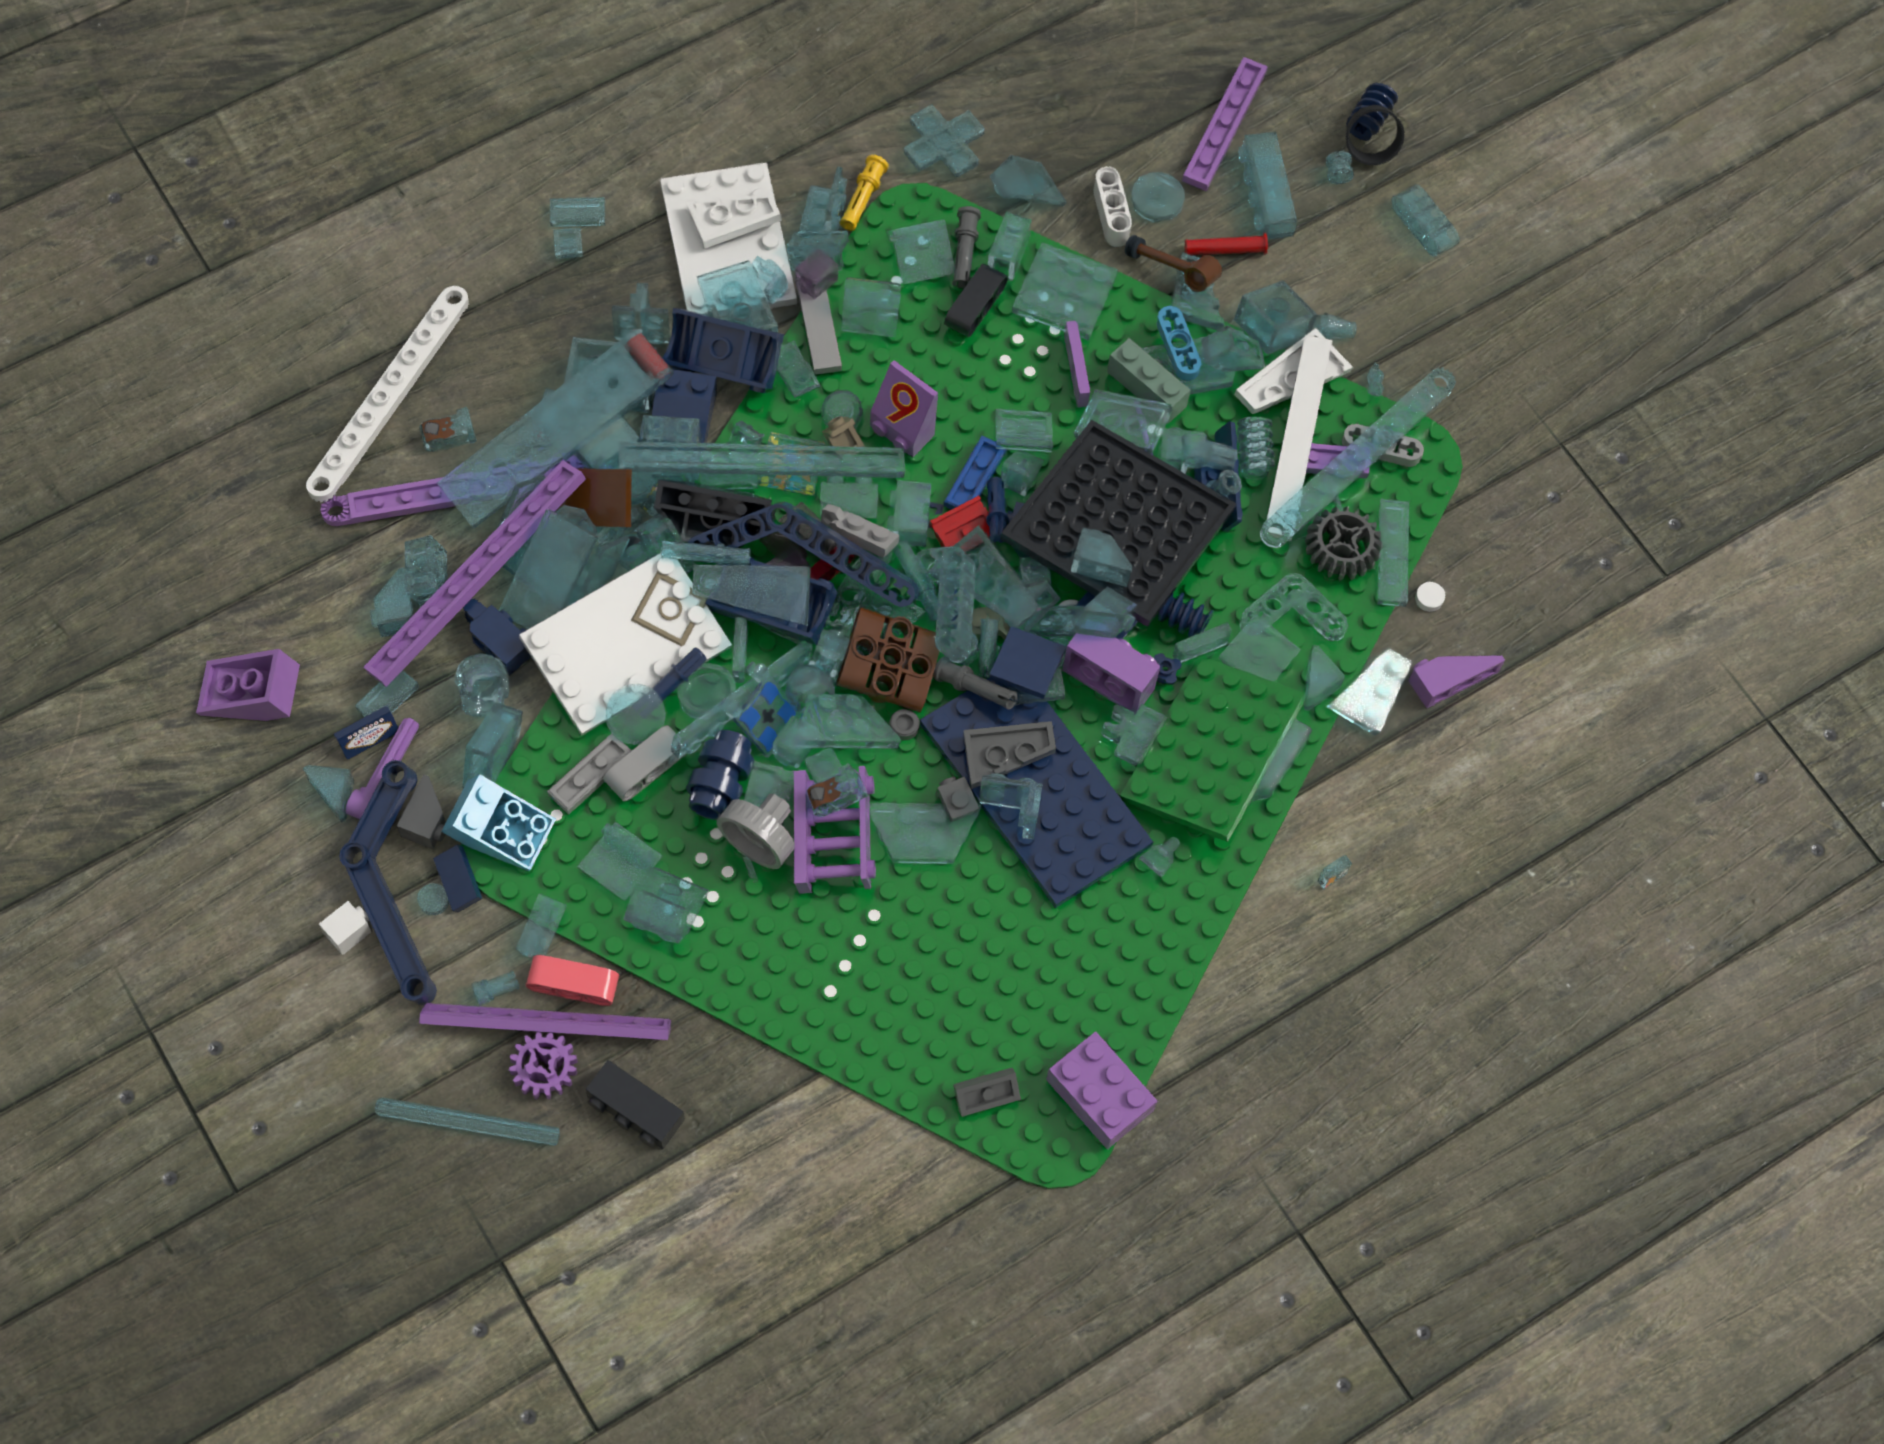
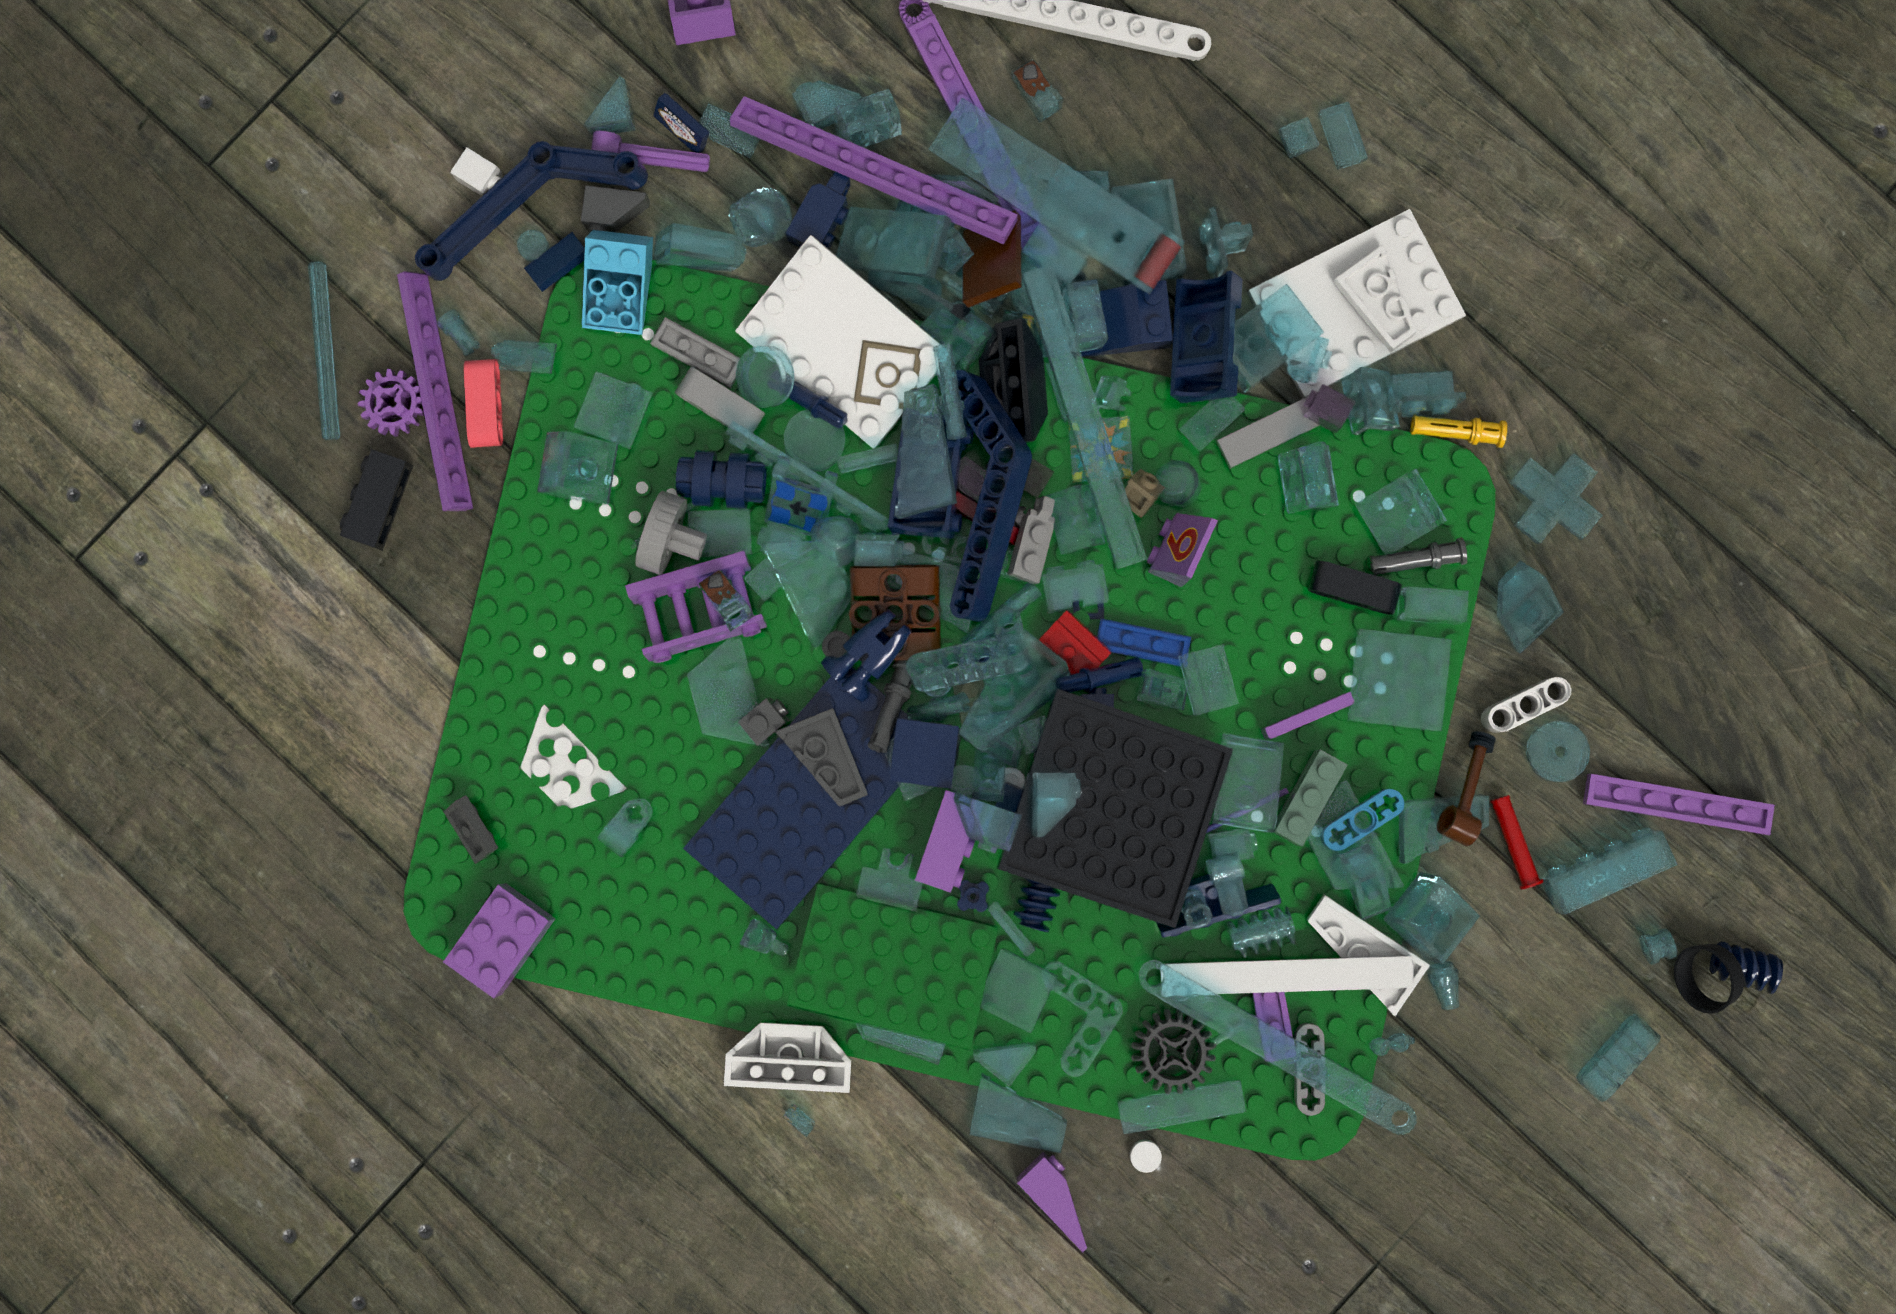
camera: 85 degrees right, 20 degrees up
(920, 682) = (872, 649): none -> dark blue piece
(947, 1001) = (560, 766): none -> white wing
(1013, 793) = (774, 787): clear light blue bracket -> none
(1025, 951) = (622, 829): none -> clear light blue piece
(1277, 857) = (788, 1059): none -> white wedge

